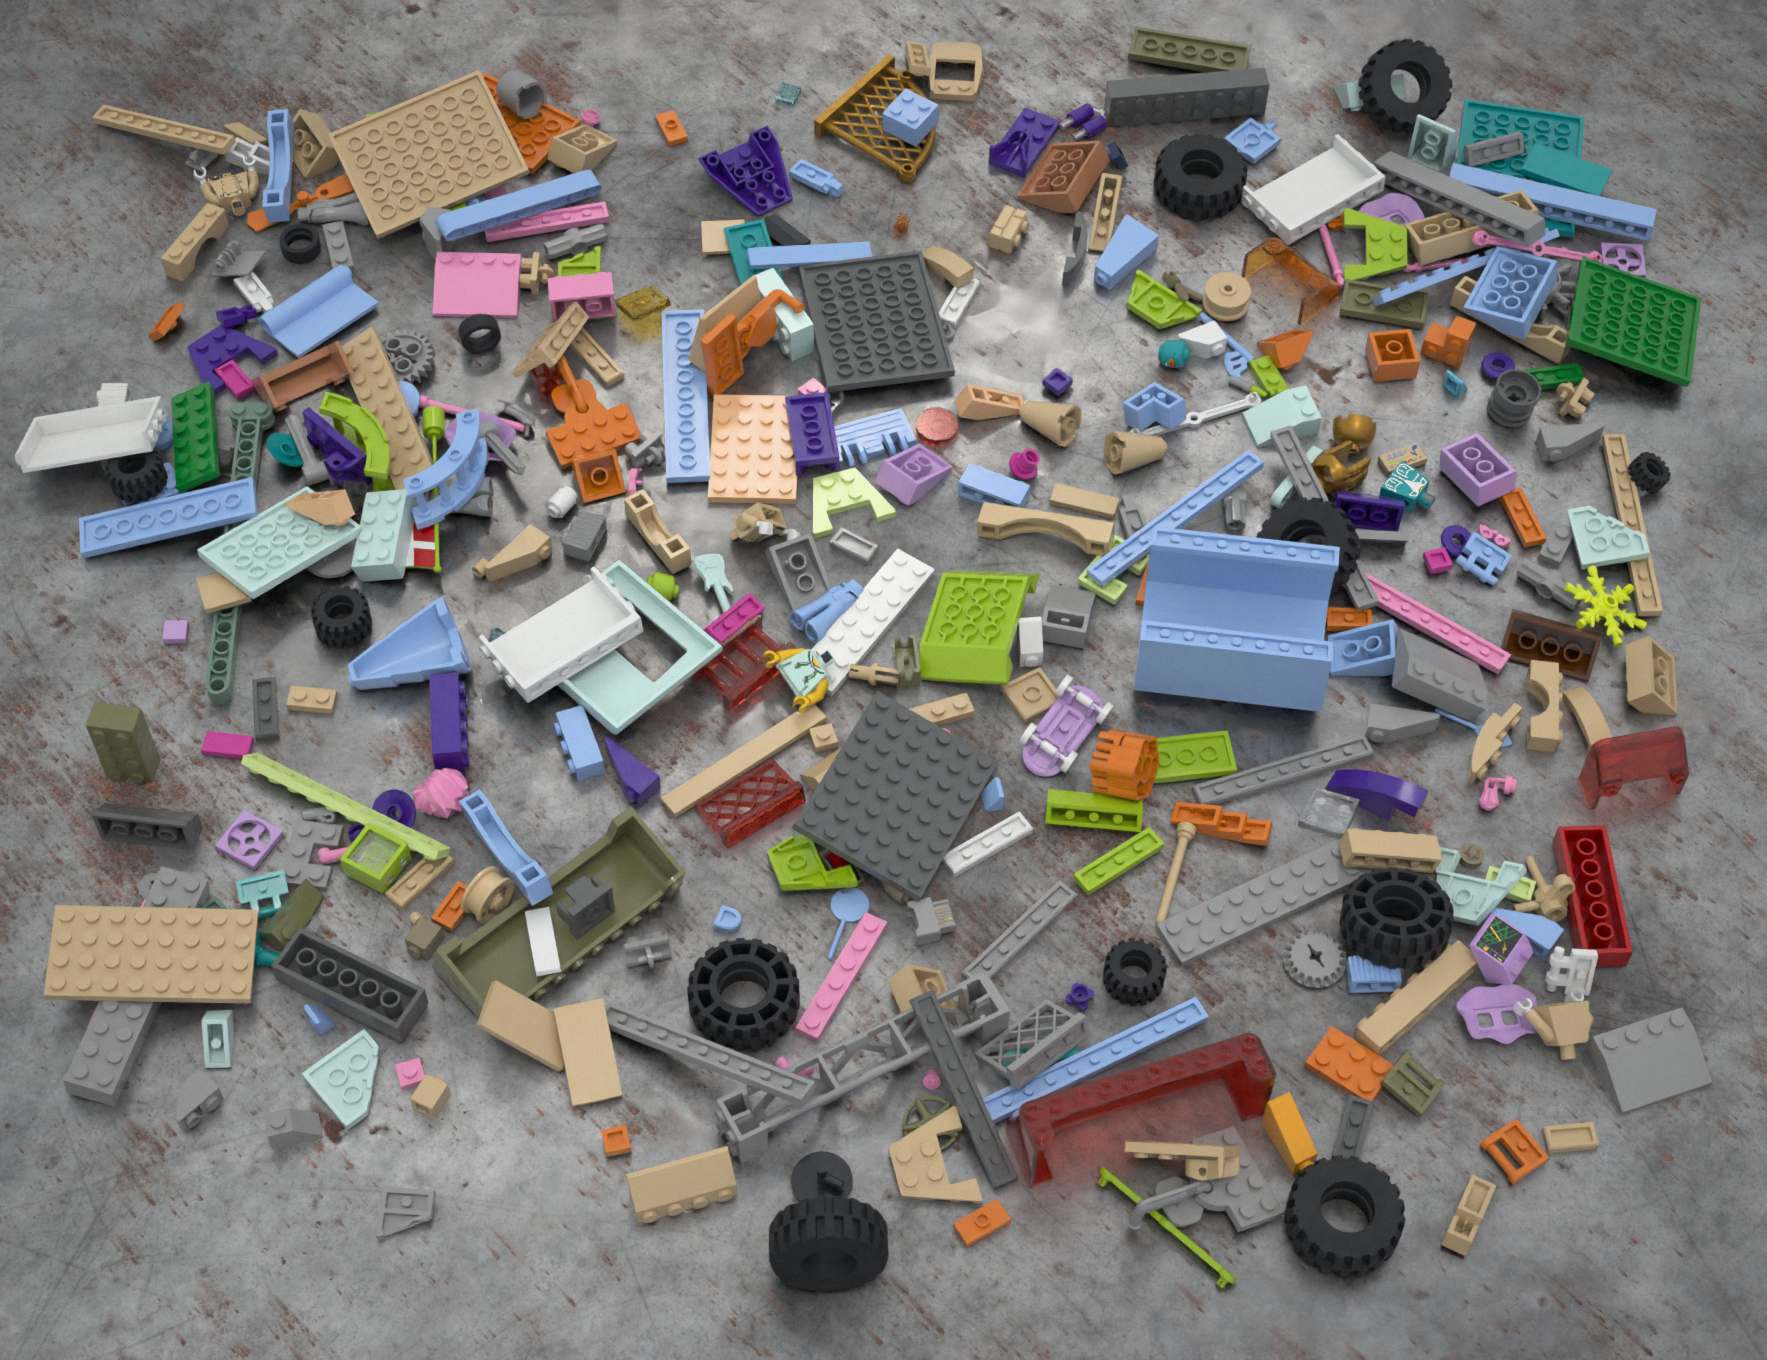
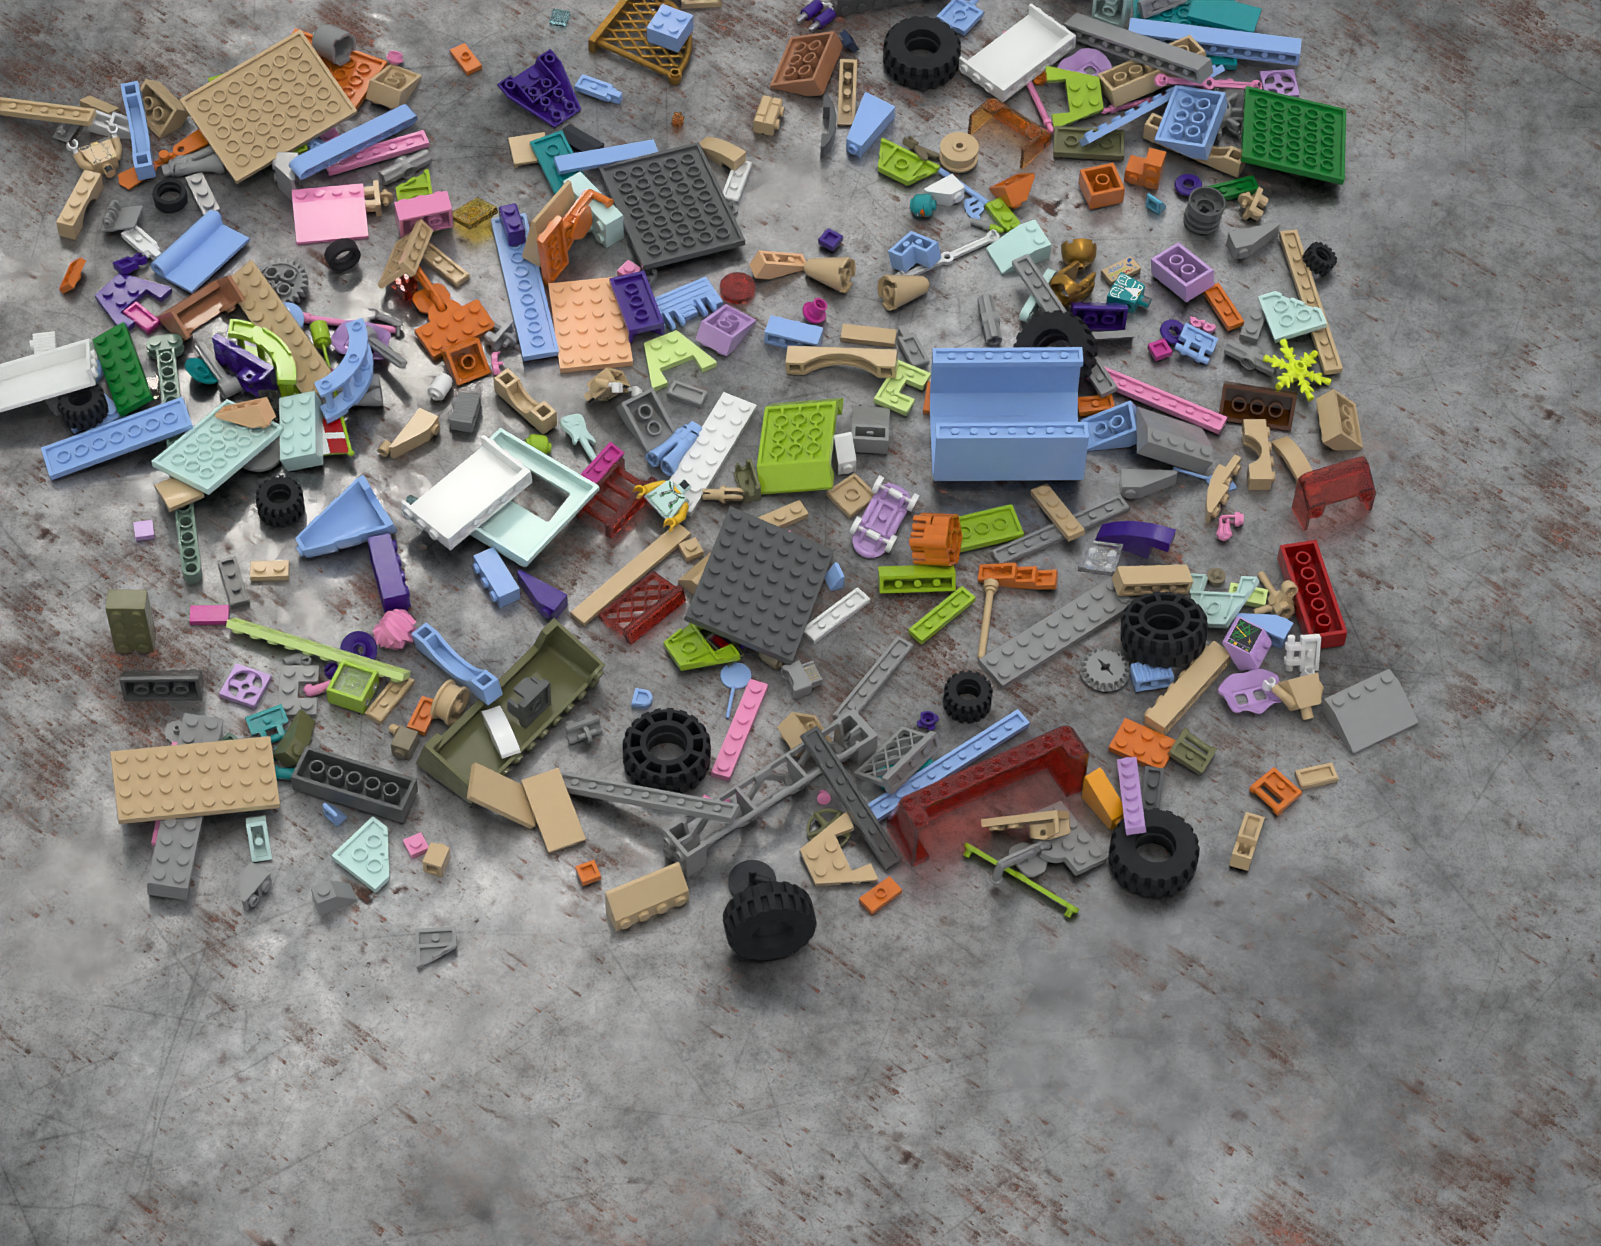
camera: 10 degrees left, 0 degrees up
(683, 320) = (512, 224): none -> dark purple brick
(1023, 142) = (768, 38): dark purple plate -> none
(1176, 517) = (945, 339): light blue plate -> none
(1283, 748) = (1057, 512): none -> tan plate
(1325, 1136) = (1131, 795): none -> lavender plate

